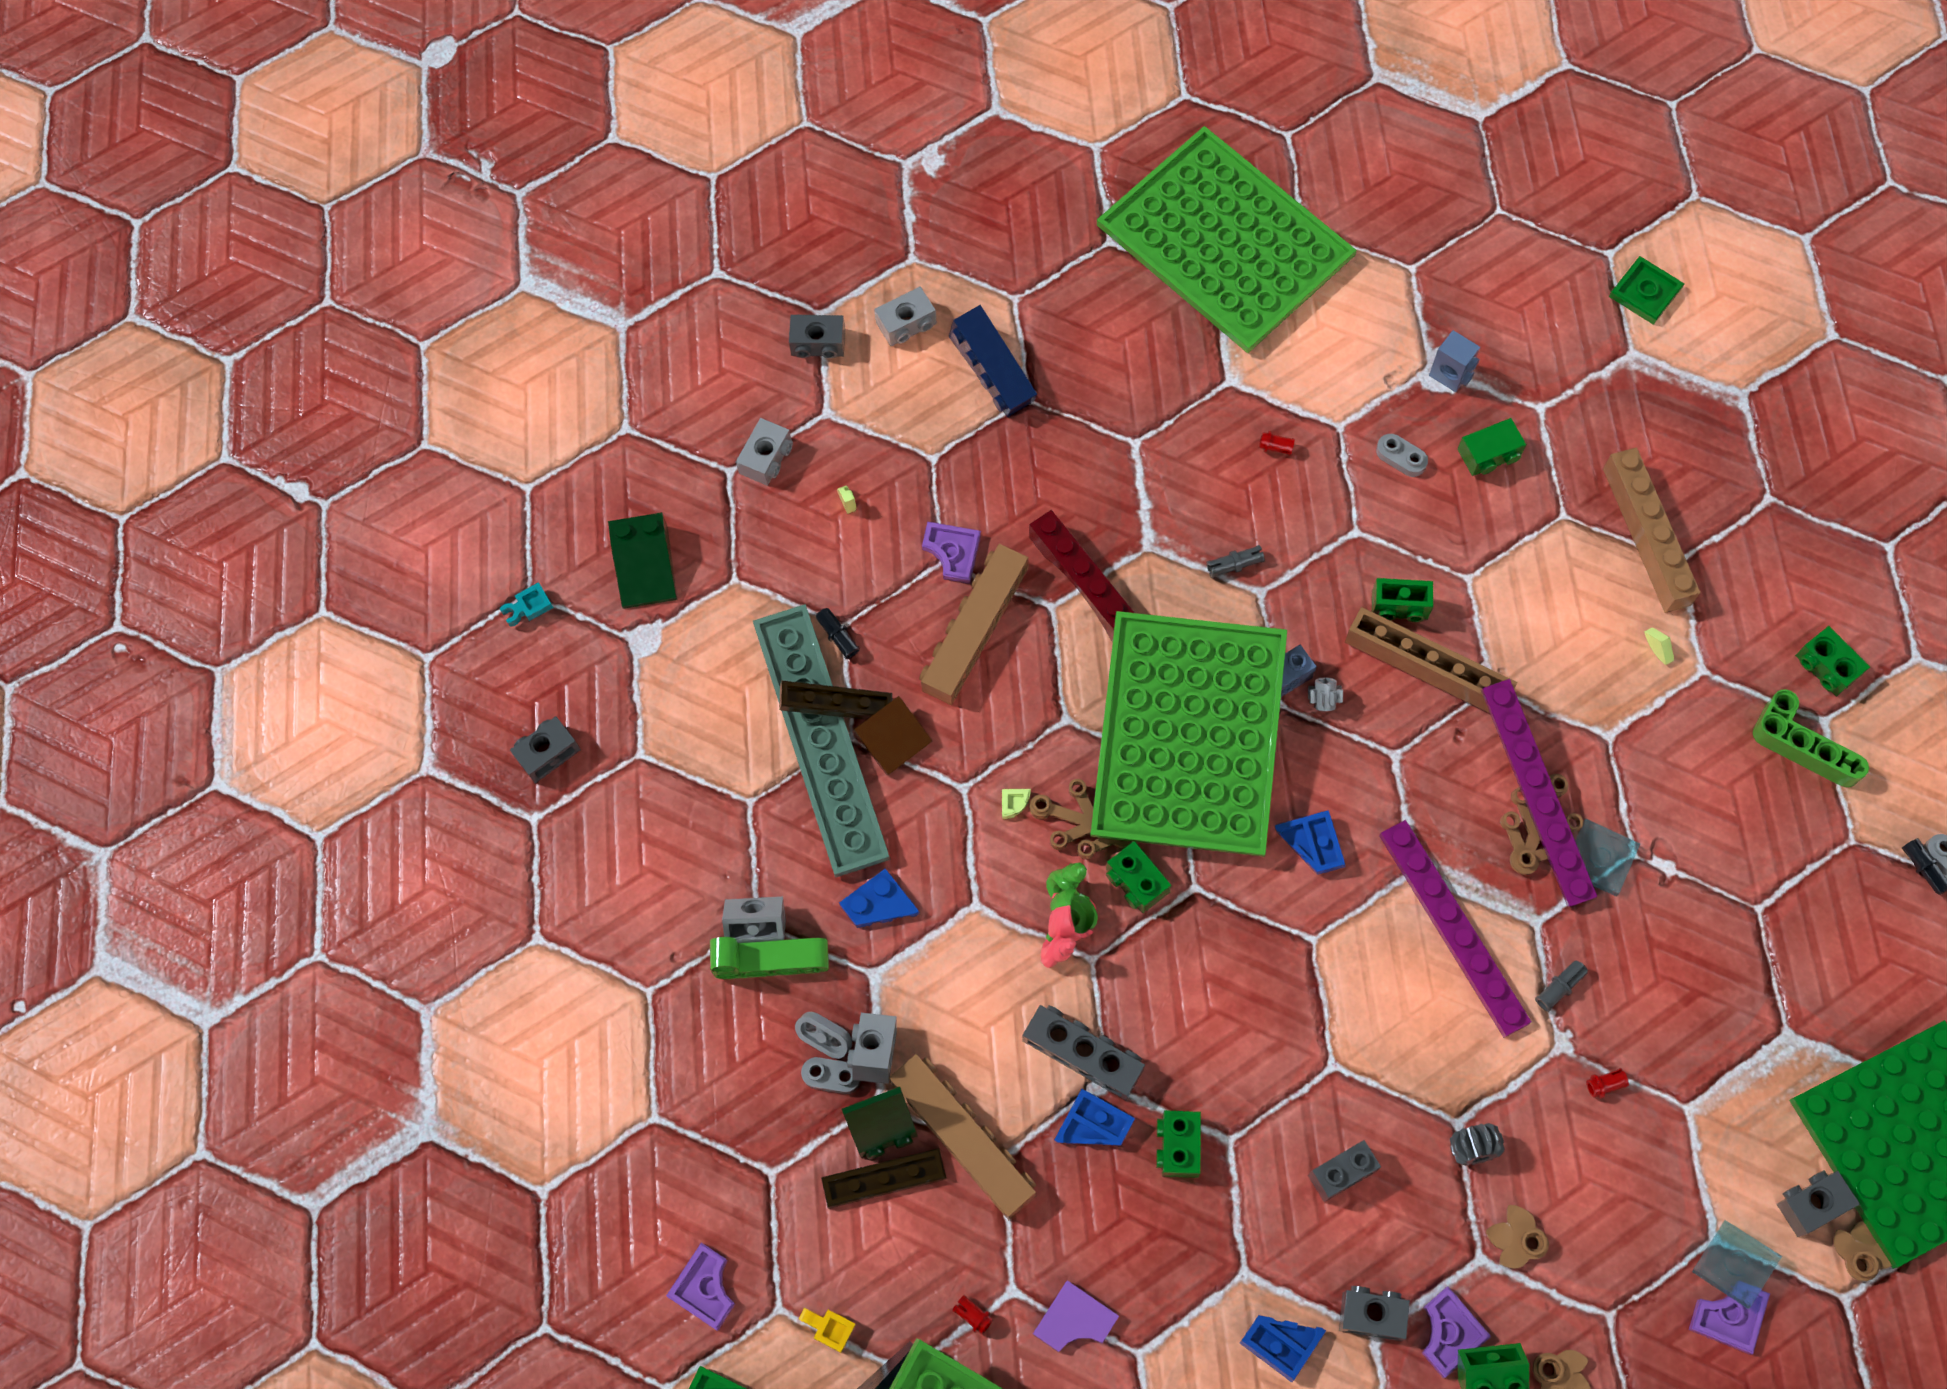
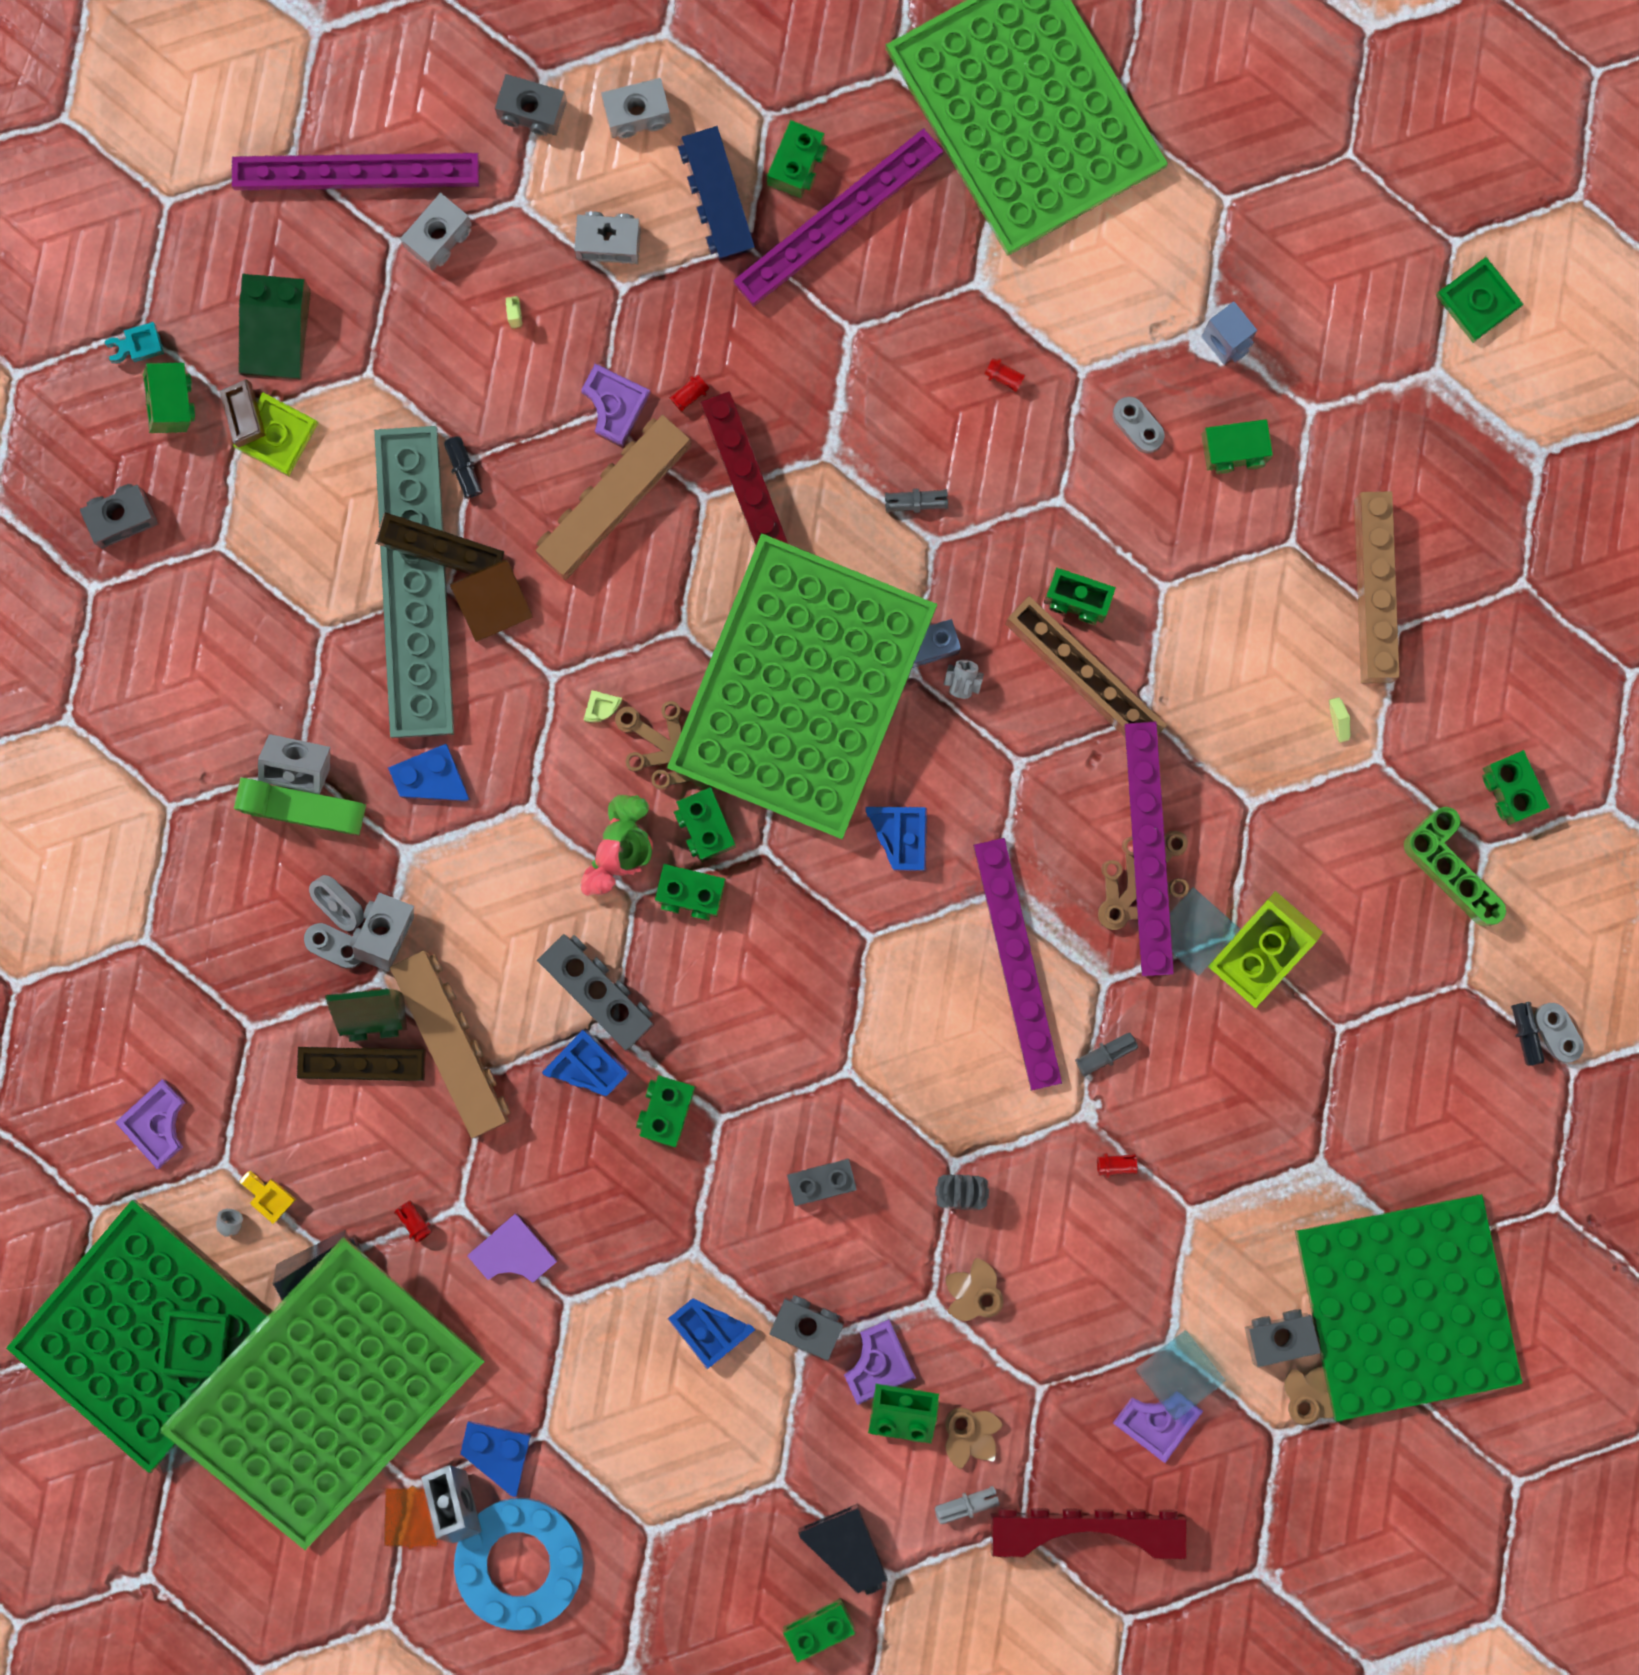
camera: 10 degrees right, 15 degrees up
(566, 639) = (167, 397): none -> green brick
(634, 637) = (242, 413): none -> tile
(666, 648) = (285, 437): none -> lime tile
(682, 422) = (355, 171): none -> magenta plate
(798, 1363) = (234, 1222): none -> light grey hinge
(921, 427) = (622, 244): none -> light grey brick
(1015, 524) = (689, 392): none -> red pin
(1050, 321) = (796, 159): none -> green brick
(1097, 359) = (838, 217): none -> magenta plate
(1142, 939) = (690, 891): none -> green brick
(1669, 855) = (1265, 949): none -> lime slope

